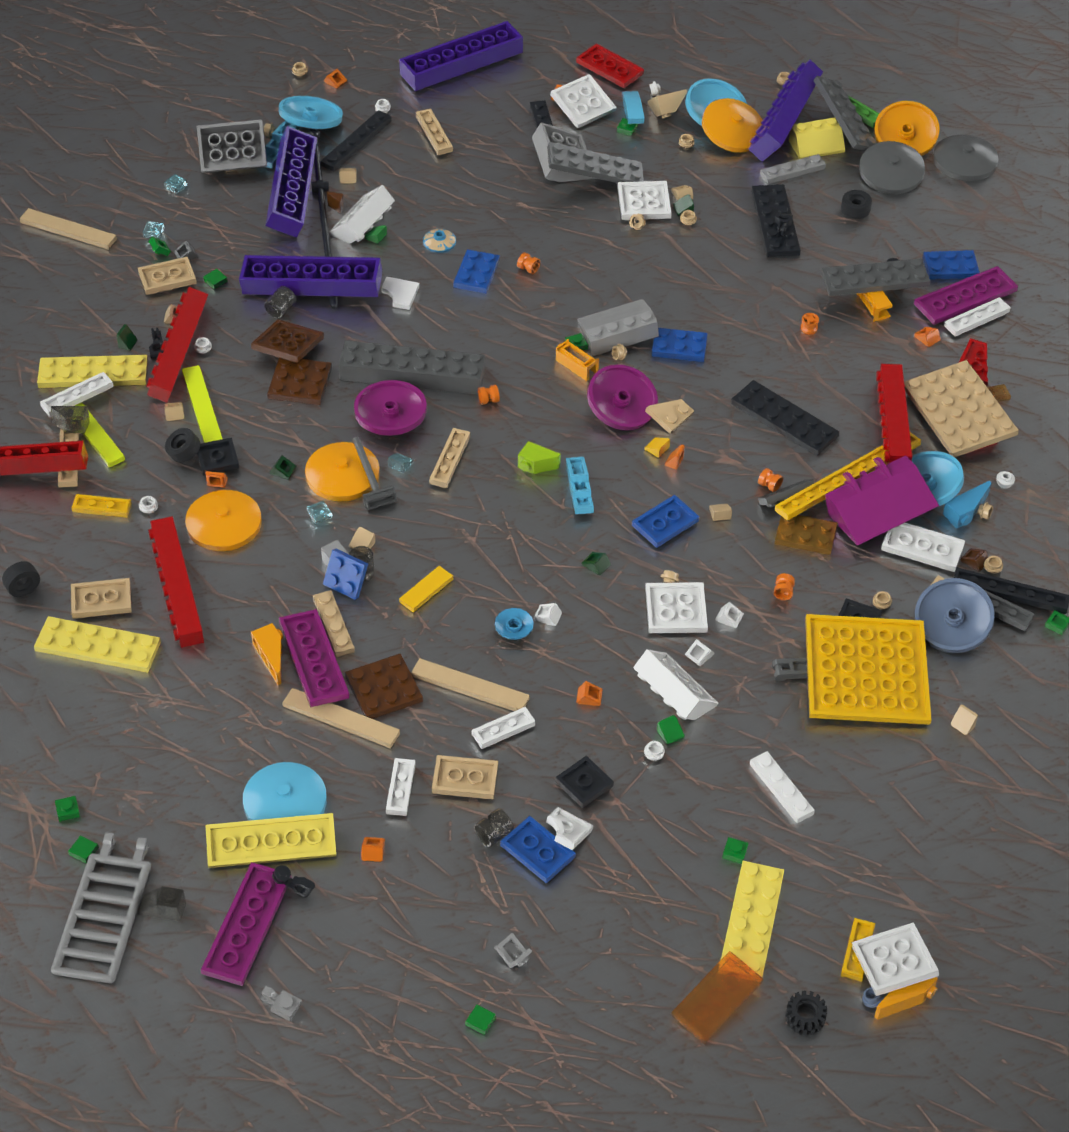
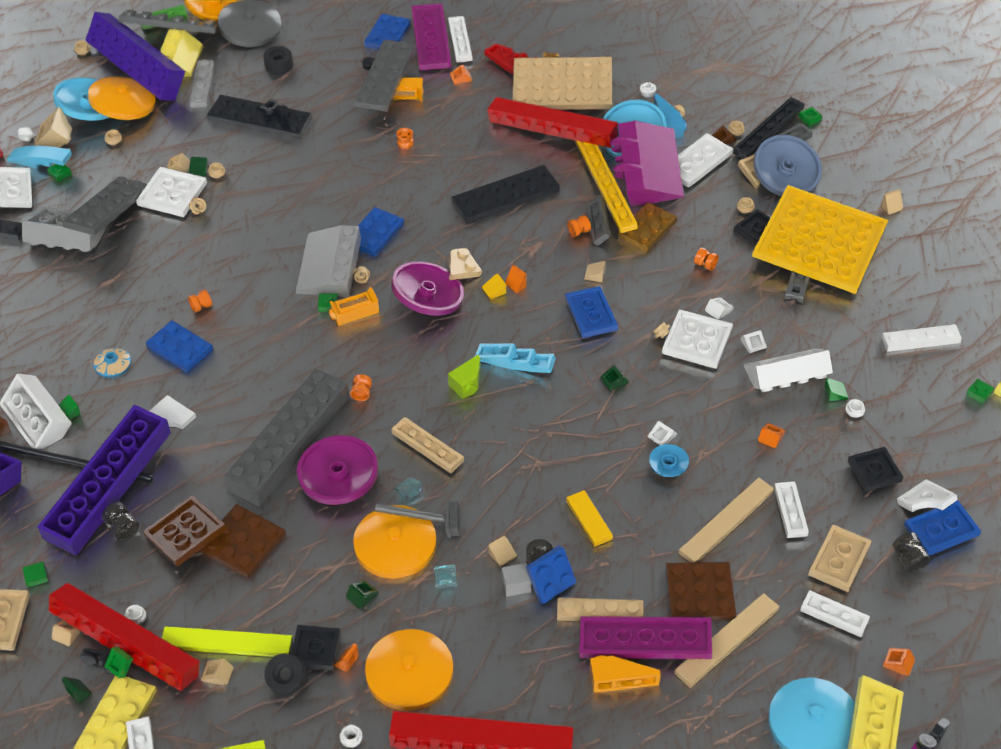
camera: 65 degrees left, 0 degrees up
(151, 348) = (118, 662): none -> green plate

